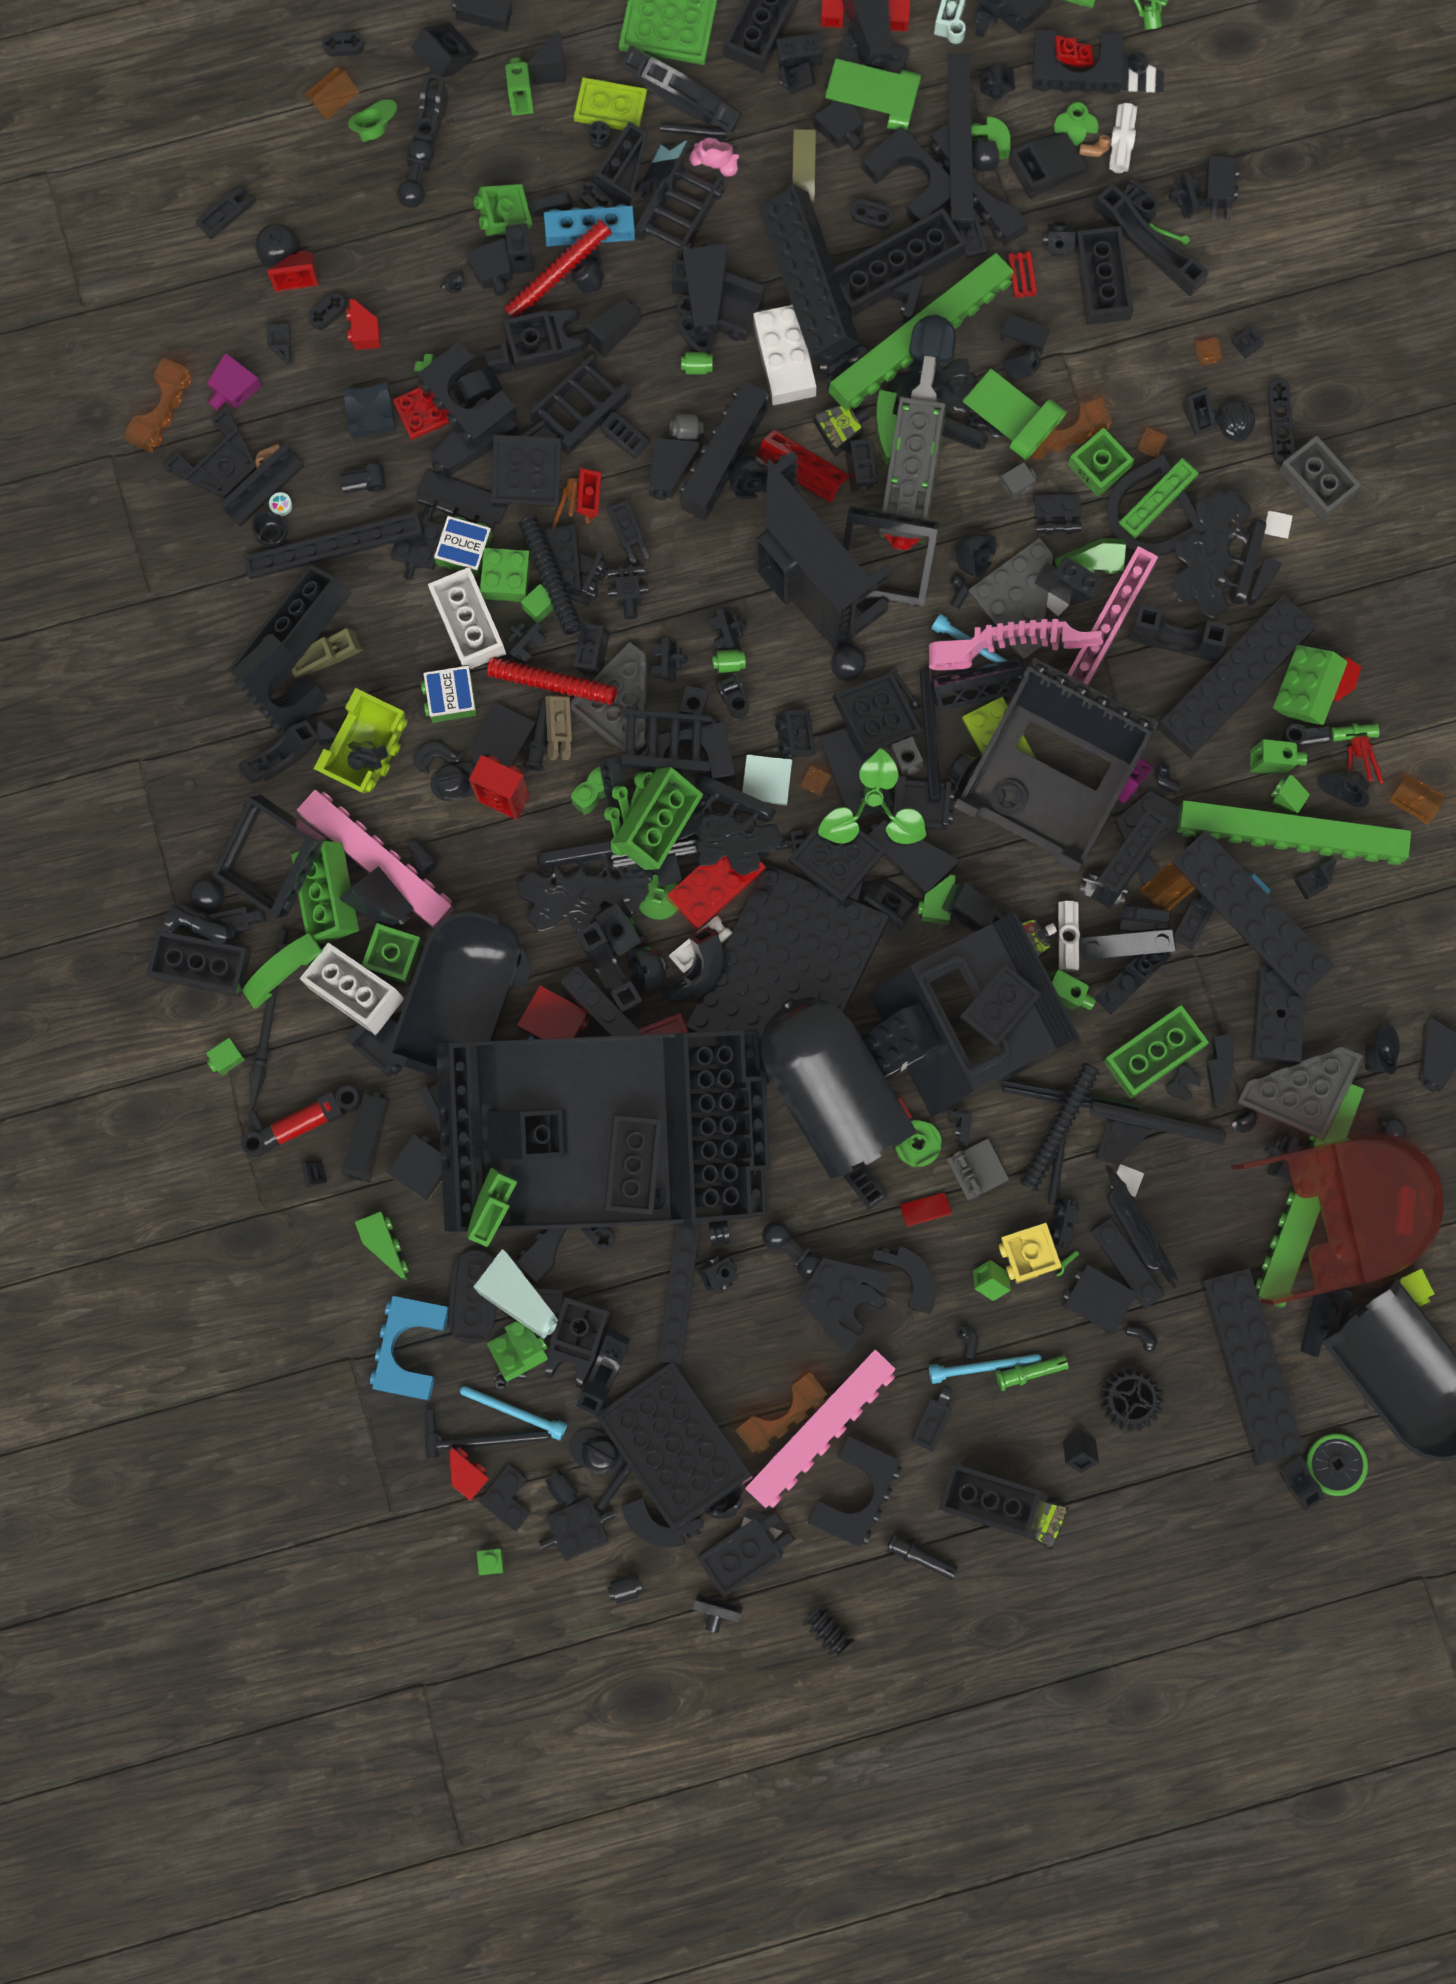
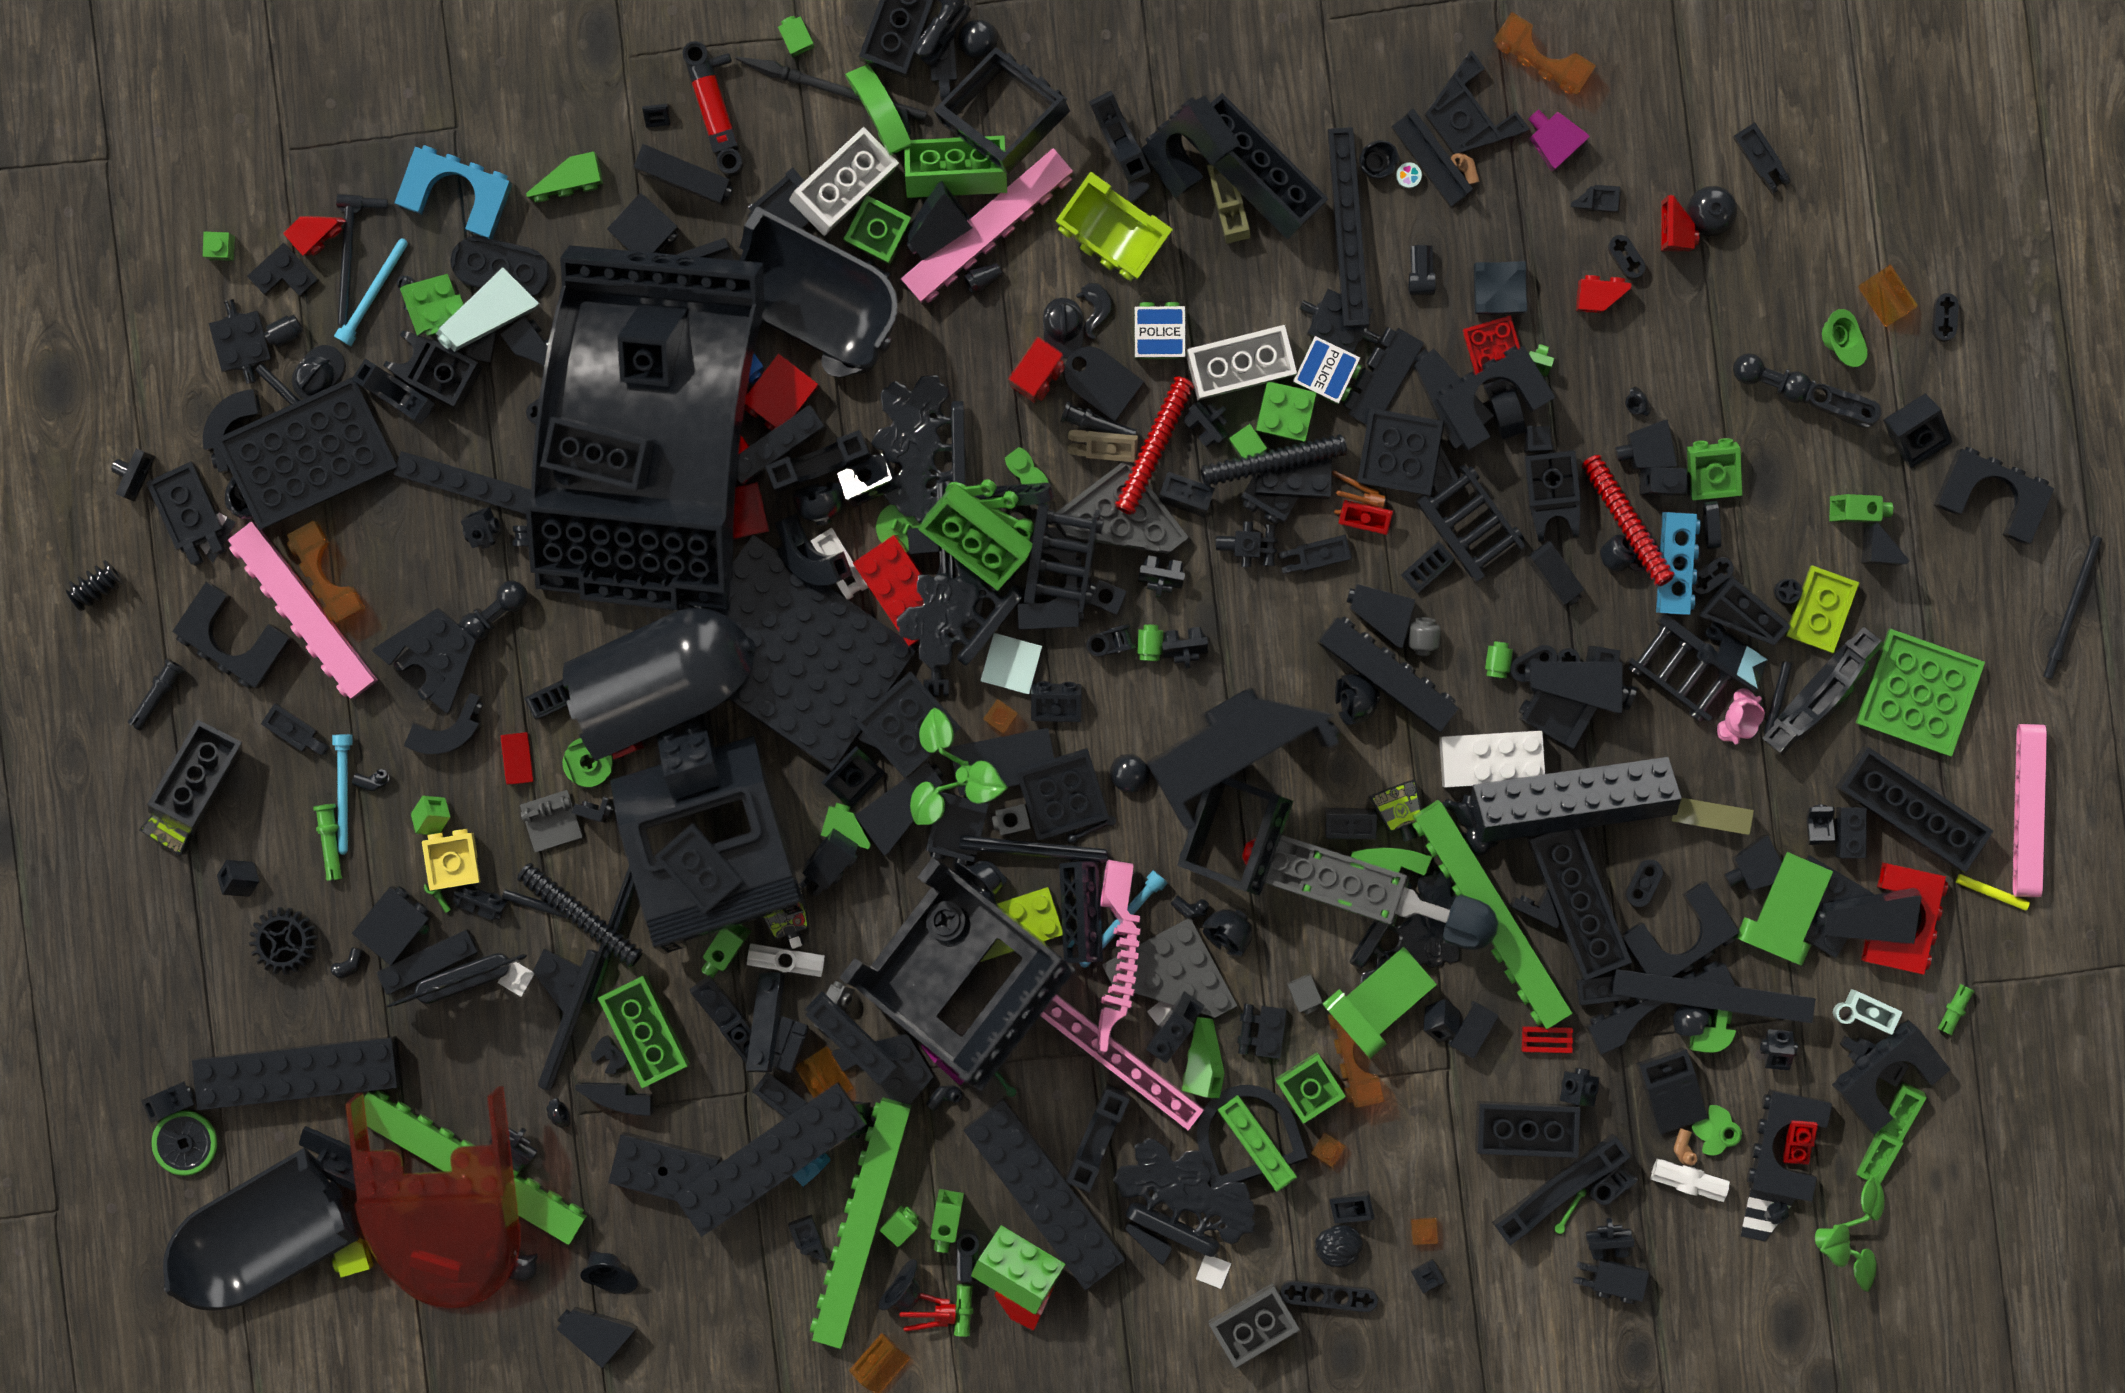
camera: 90 degrees right, 10 degrees up
(366, 755) = (1100, 231): black hips -> none
(490, 1206) = (581, 297): bright green slope -> none
(625, 1588) = (170, 382): black brick -> none
(815, 478) = (1359, 755): red fence -> none
(1306, 1093) = (573, 1181): dark grey plate -> none

